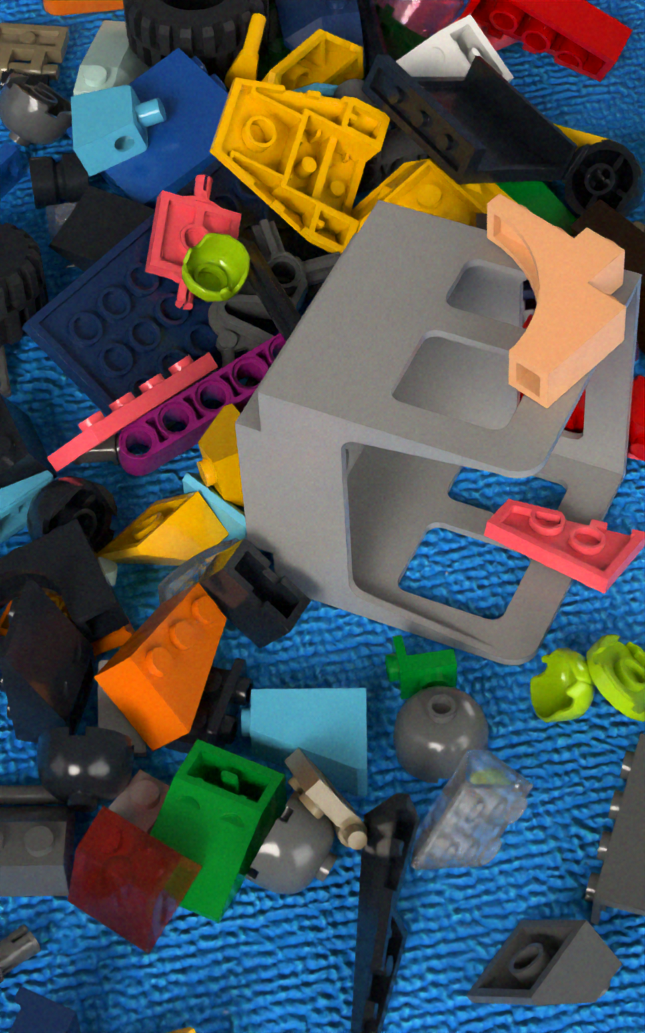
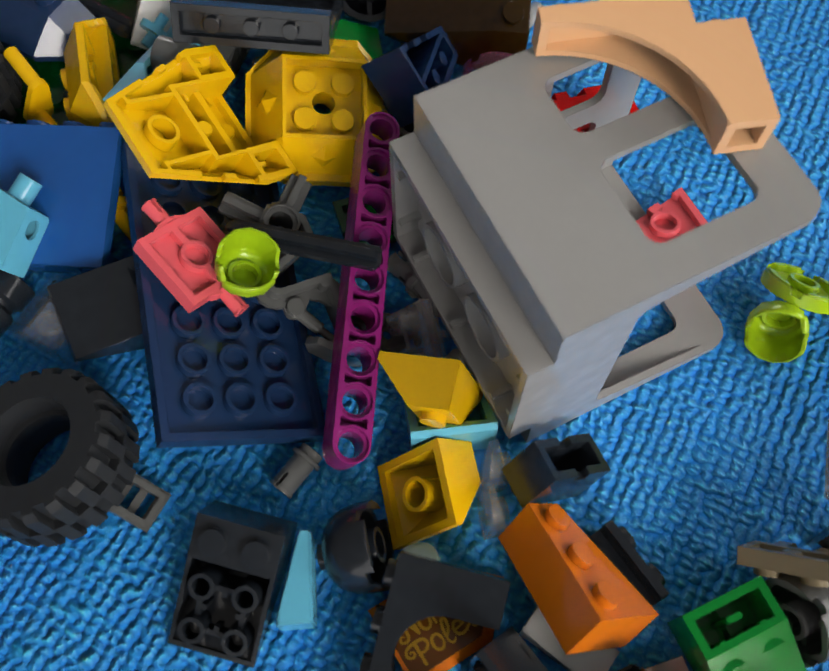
camera: 55 degrees left, 15 degrees up
(128, 408) = (313, 432): coral wing -> none
(321, 722) = (701, 516): medium azure slope -> none
(419, 670) = (690, 417): green bracket -> none
(437, 731) = (754, 435): dark grey cylinder -> none

